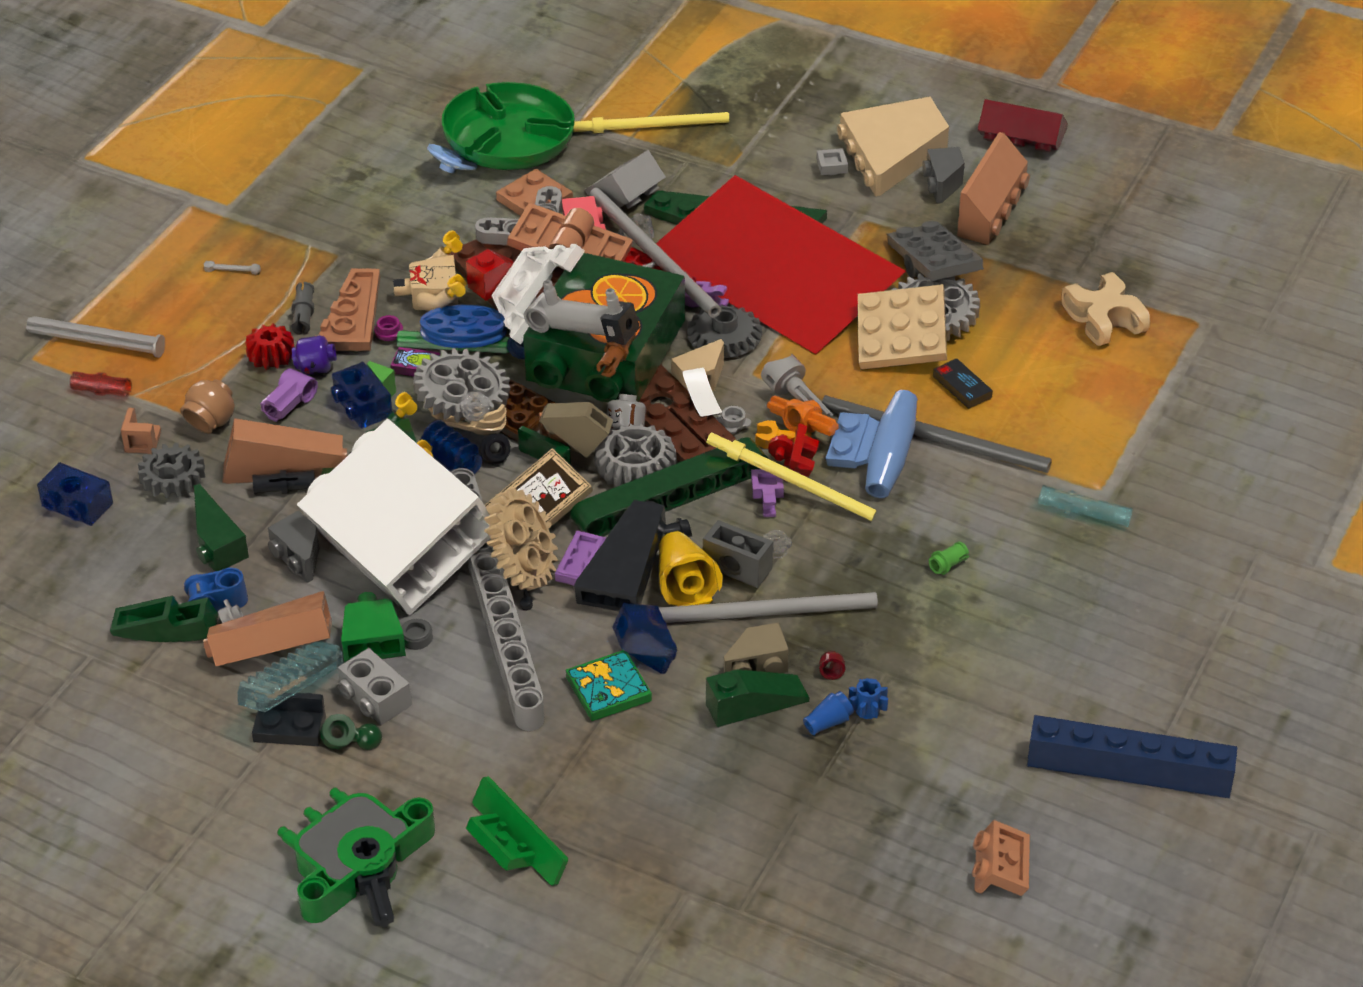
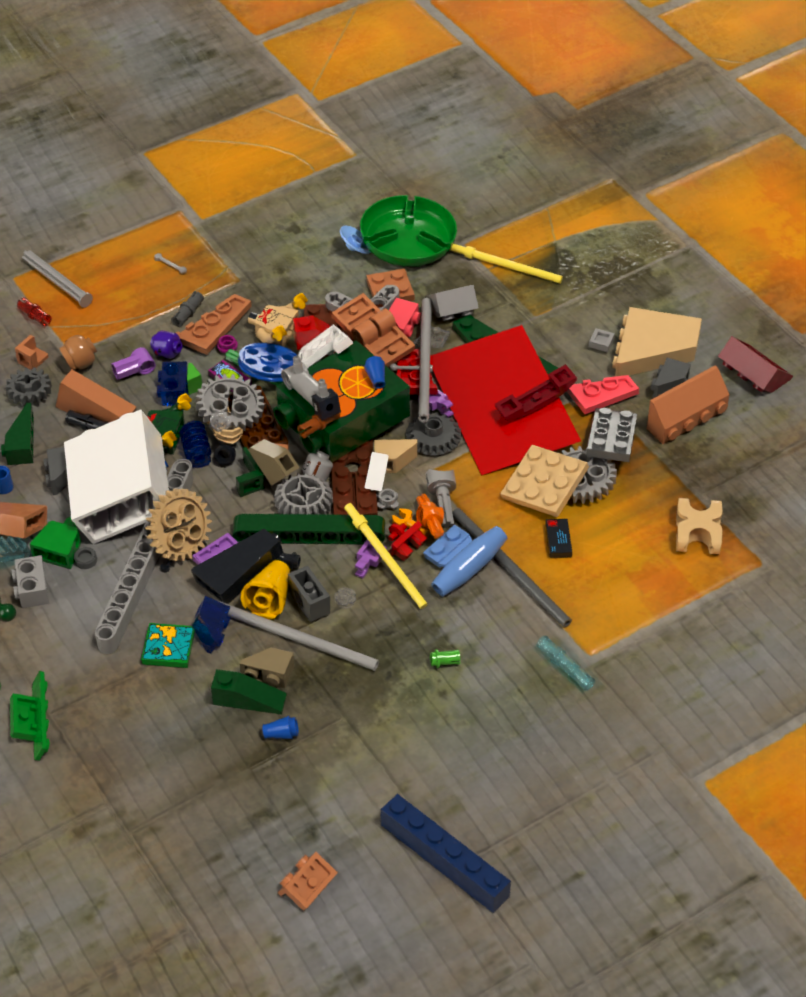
camera: 30 degrees right, 5 degrees up
(269, 346) = (145, 326): red gear -> none
(553, 485) = (226, 497): tile -> none
(635, 271) = (375, 370): none -> blue cone
(823, 238) = (539, 396): none -> dark red slope
(836, 668) = (307, 700): dark red hinge -> none
(868, 698) = (312, 730): blue gear -> none
(878, 217) = (602, 393): none -> coral wing

